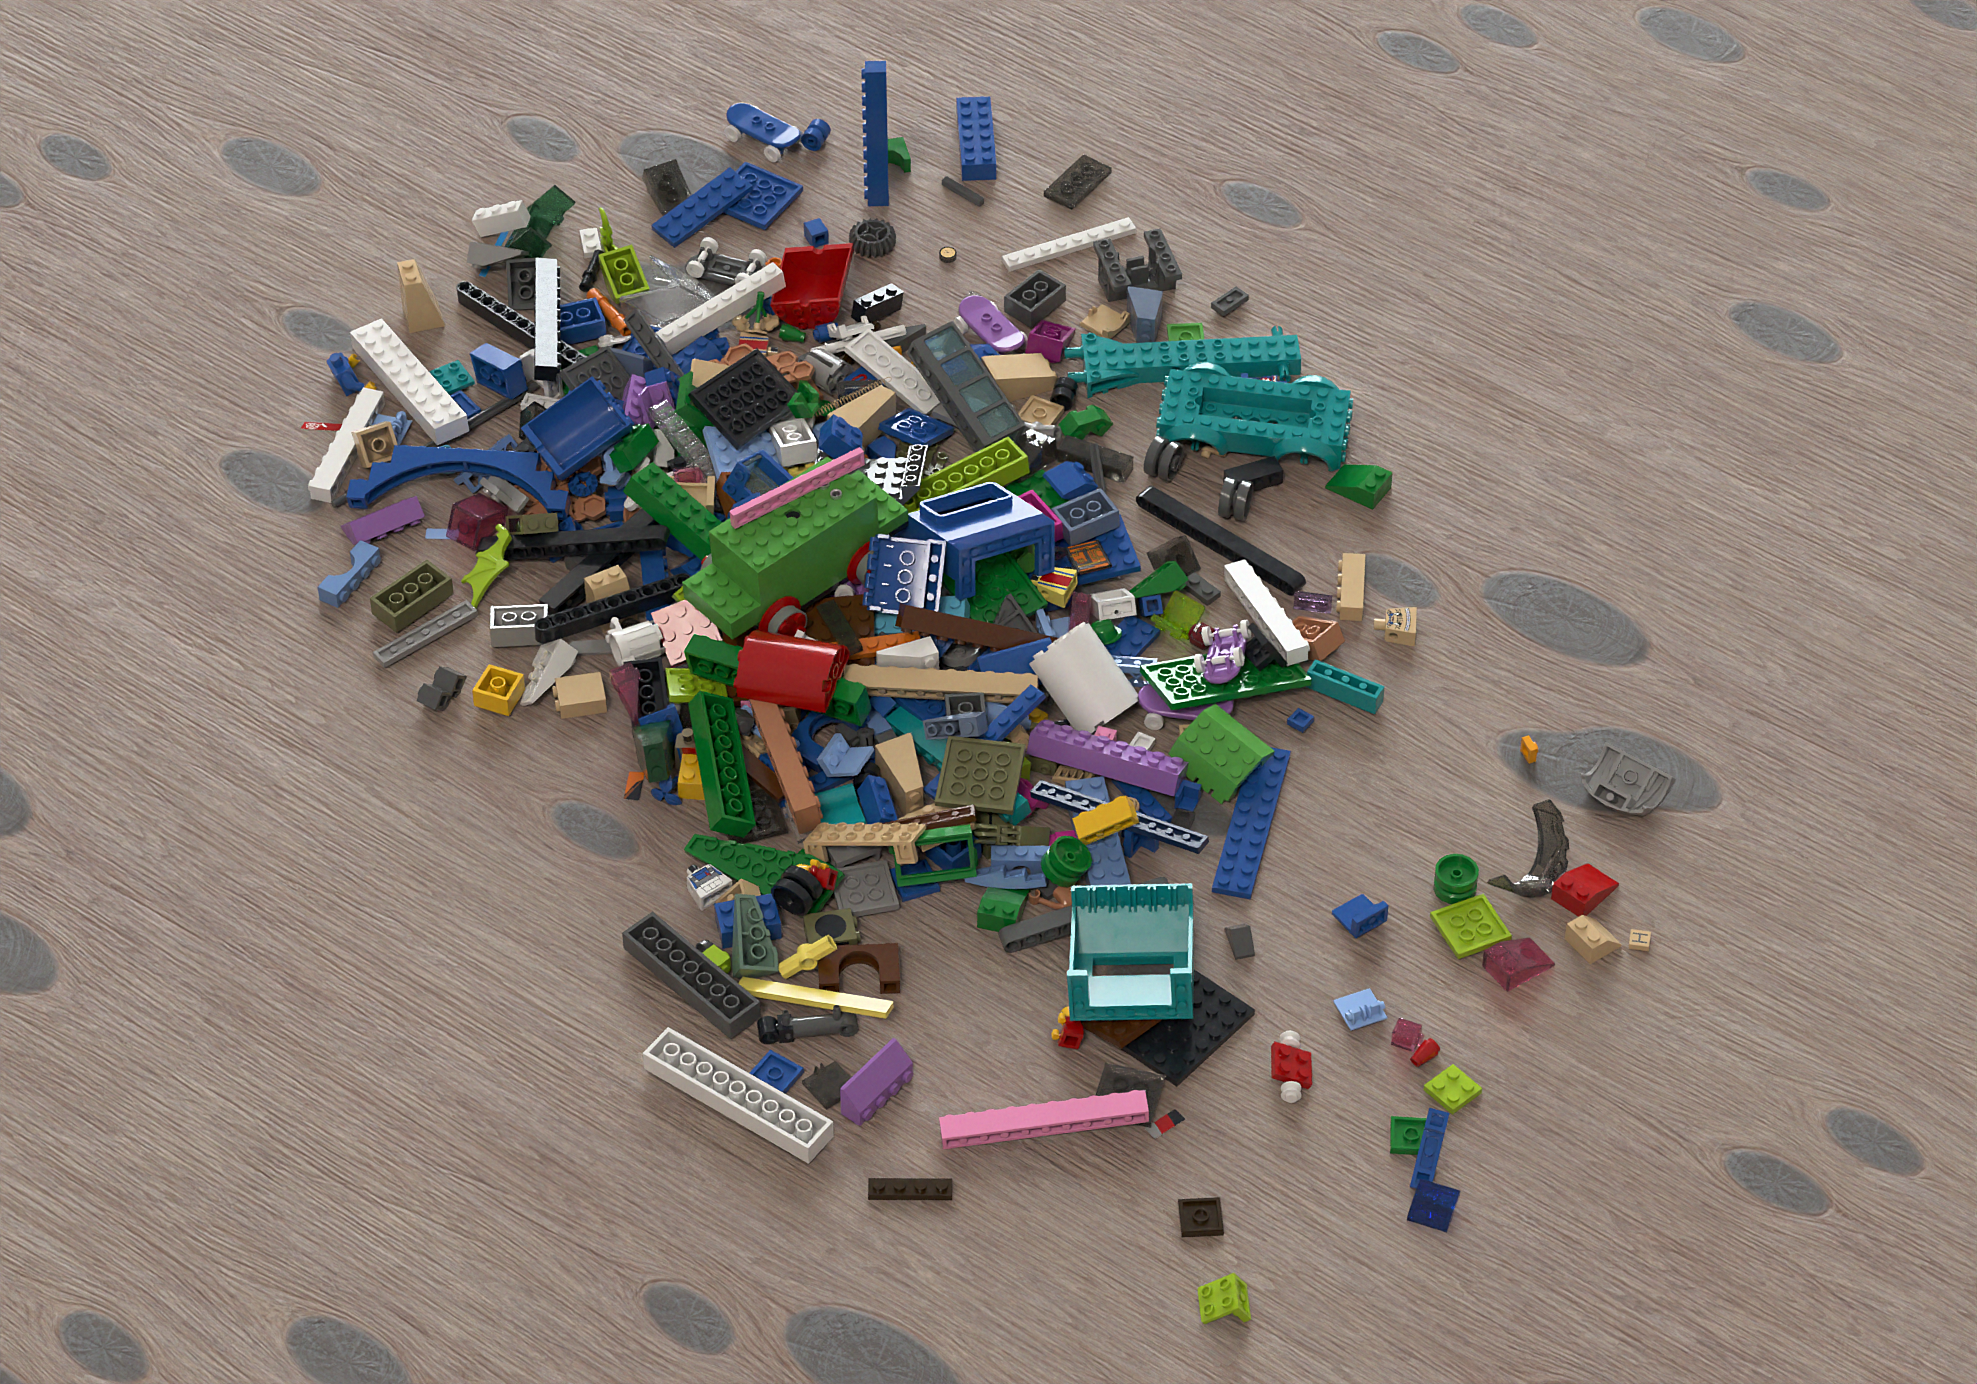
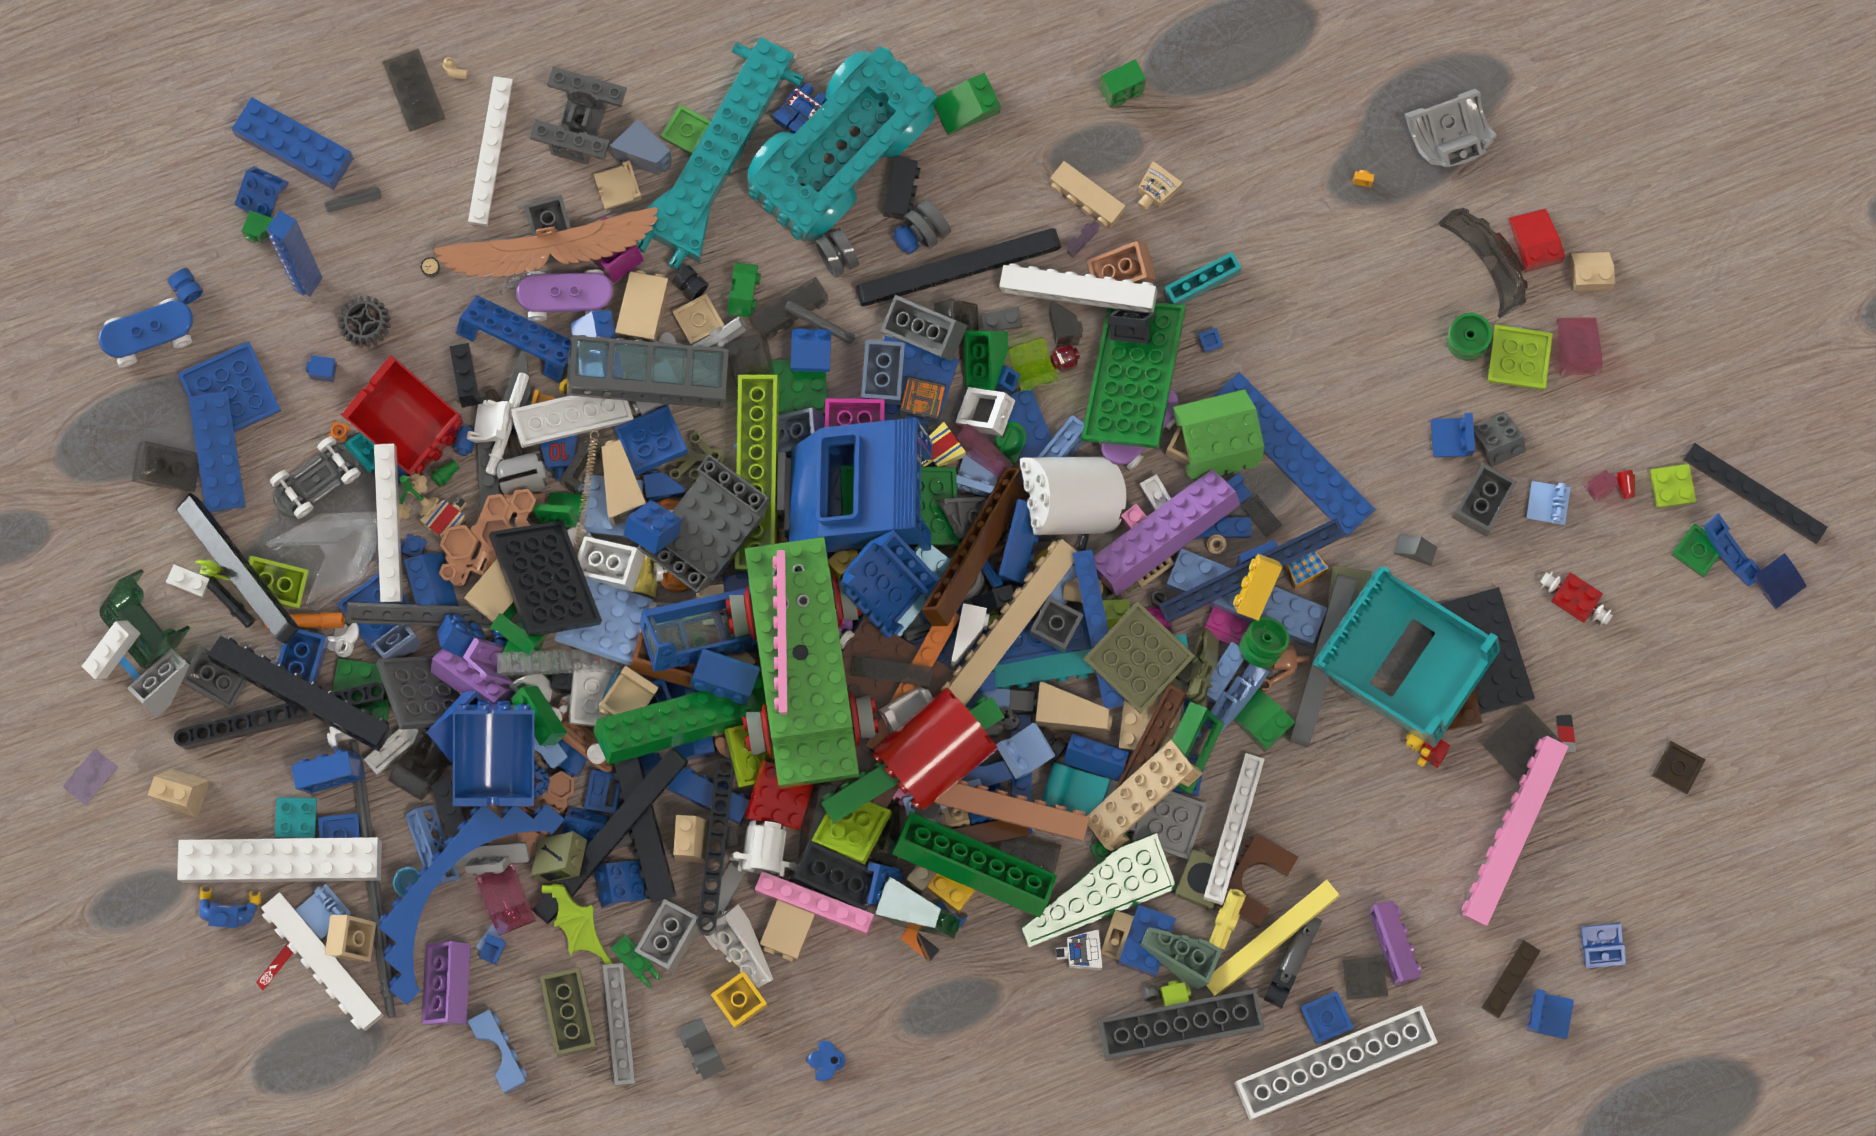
camera: 60 degrees left, 30 degrees up
(388, 262) = (89, 776): none -> clear purple sticker
(431, 536) = (492, 949): none -> blue panel
(482, 622) = (635, 963): none -> green hinge
(490, 772) = (823, 1062): none -> blue plate
(540, 577) = (619, 883): none -> blue bracket
(615, 240) = (238, 568): none -> beam
(618, 715) = (814, 902): none -> bright pink brick
(626, 683) = (832, 892): clear pink slope -> none
(687, 474) = (594, 685): clear pink brick -> none
(796, 890) = (1159, 887): black wheel -> none
(800, 407) = (576, 530): green panel -> none
(822, 872) = (1151, 860): red piece -> none
(890, 924) = (1233, 829): none -> white plate
(897, 1225) = (1550, 1014): none -> blue bracket
(924, 137) = (260, 191): none -> blue bracket
(934, 301) = (518, 332): none -> blue bracket
(958, 725) = (1078, 643): sand blue slope -> none
(993, 1239) = (1603, 945): none -> slope
(1002, 286) = (532, 252): none -> nougat piece
(1113, 195) = (452, 71): none -> tan arm
(1146, 531) = (923, 328): none -> dark grey brick
(1159, 864) = (1306, 569): none -> torso
(1211, 500) = (906, 240): none -> blue brick
(1223, 1298) = (1774, 805): lime bracket -> none
(1224, 654) = (1128, 368): piece -> none
(1225, 612) = (1064, 325): none -> clear smoke slope
(1229, 301) = (665, 61): dark grey plate -> none
(1321, 957) = (1484, 499): none -> dark grey brick
(1384, 947) = (1500, 439): none -> dark grey bracket
(1463, 558) = (1123, 83): none -> green brick
(1499, 1152) = (1755, 493): none -> black plate
(1639, 940) = (1614, 235): tan tile -> none

